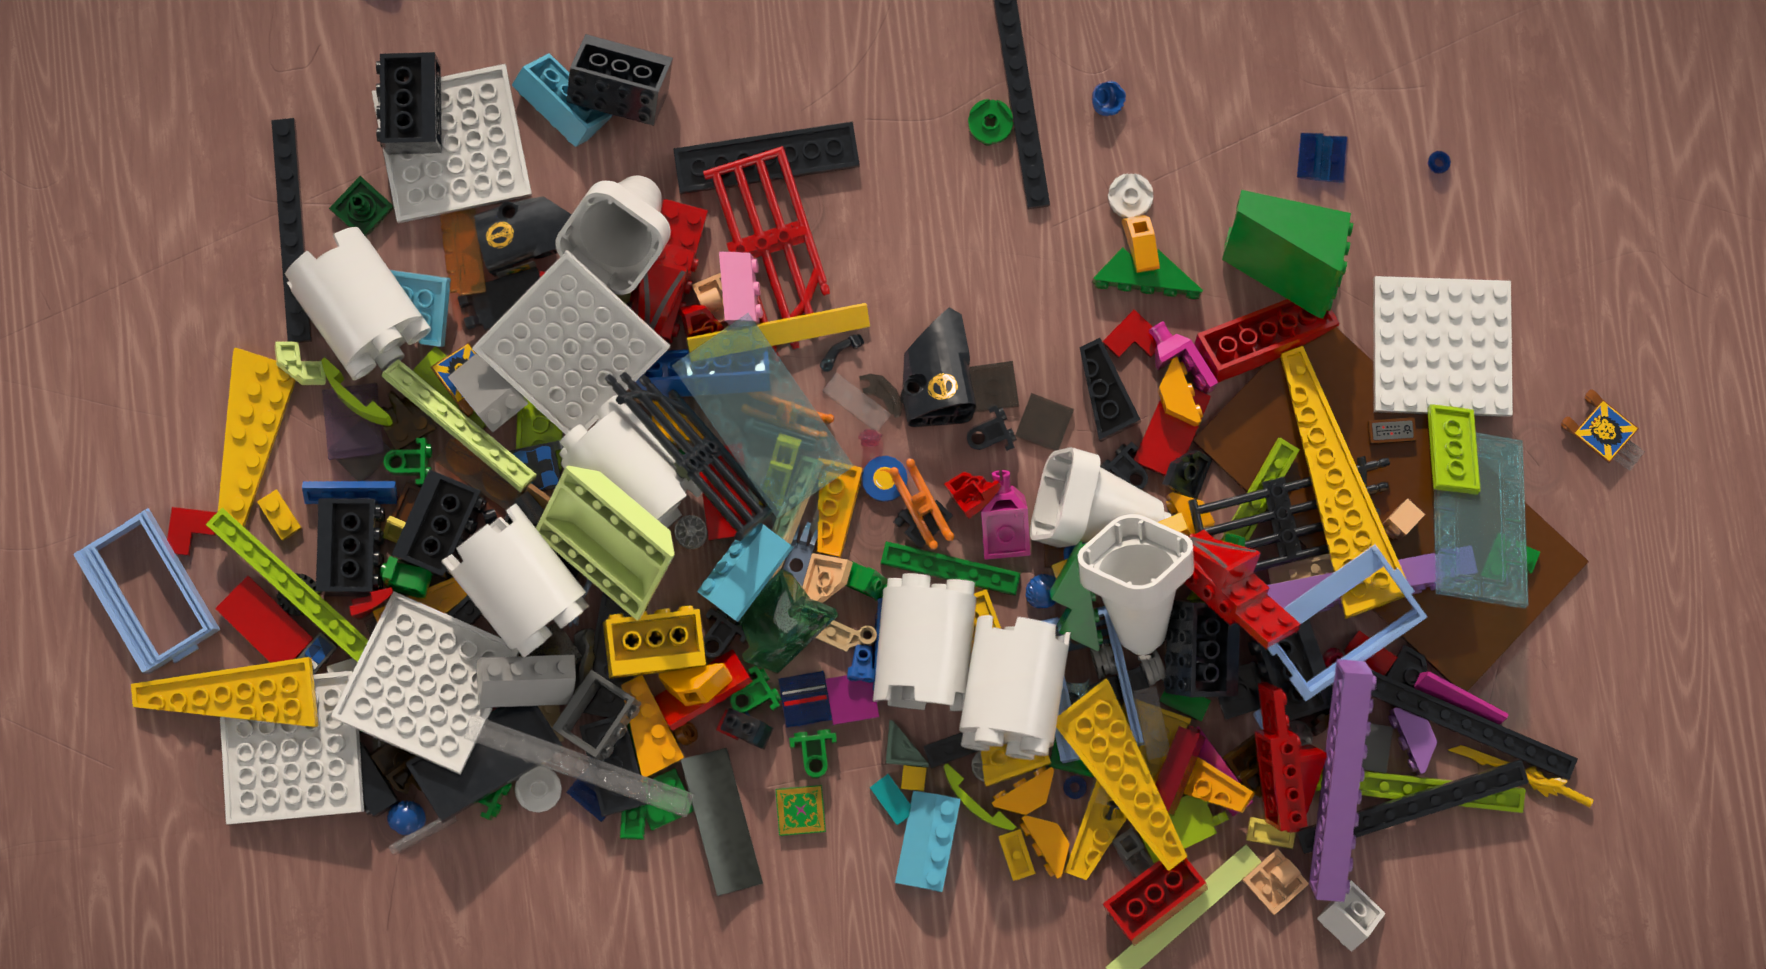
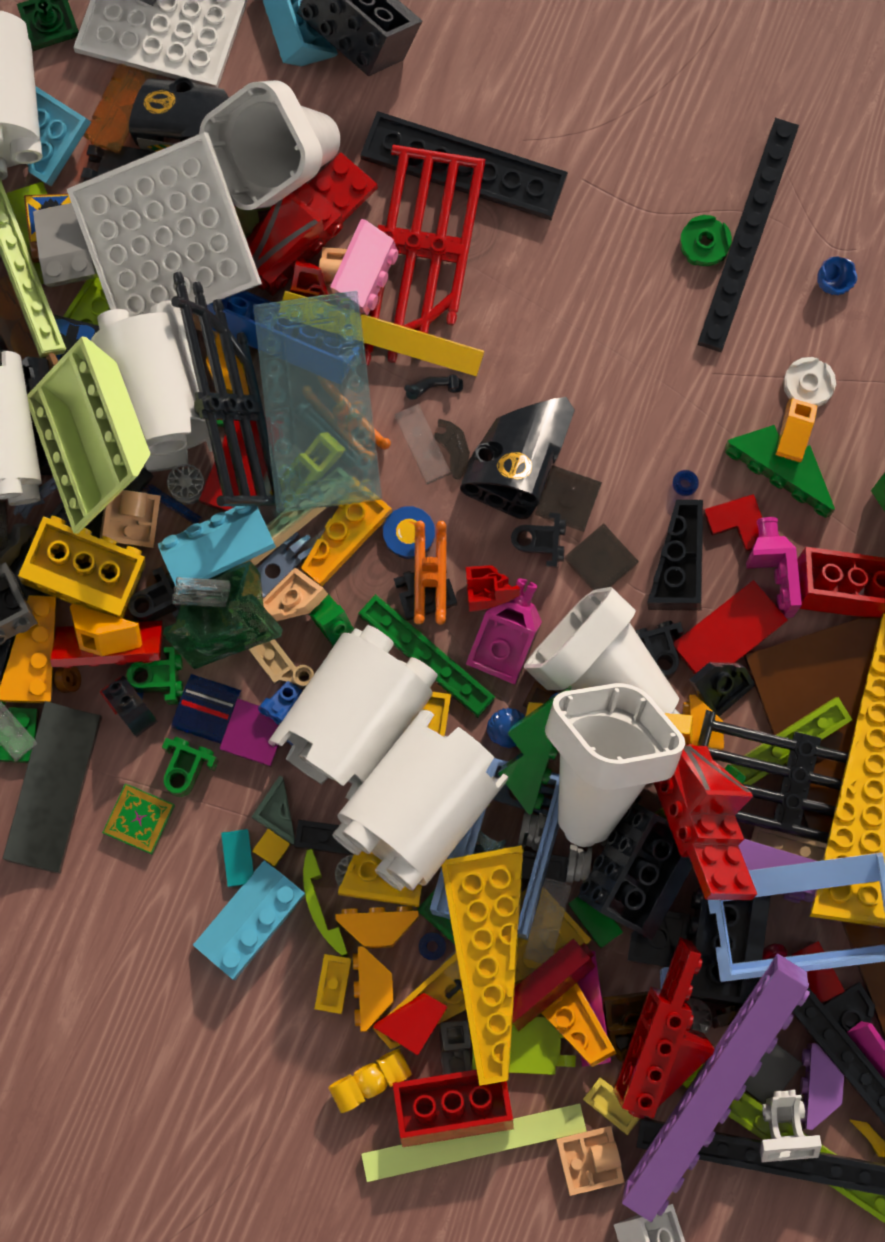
camera: 30 degrees right, 5 degrees down
(672, 587) = (131, 518): none -> light nougat plate
(697, 551) = (174, 507): none -> blue piece
(754, 612) = (201, 588): none -> clear tile
(870, 437) = (416, 483): clear pink plate -> none
(1080, 321) = (690, 477): none -> clear blue plate
(1083, 911) = (369, 1080): none -> yellow piece
(1093, 851) = (413, 1022): none -> red slope
(1178, 395) = (753, 599): light orange slope -> none
(1397, 767) = (782, 1108): none -> white tile

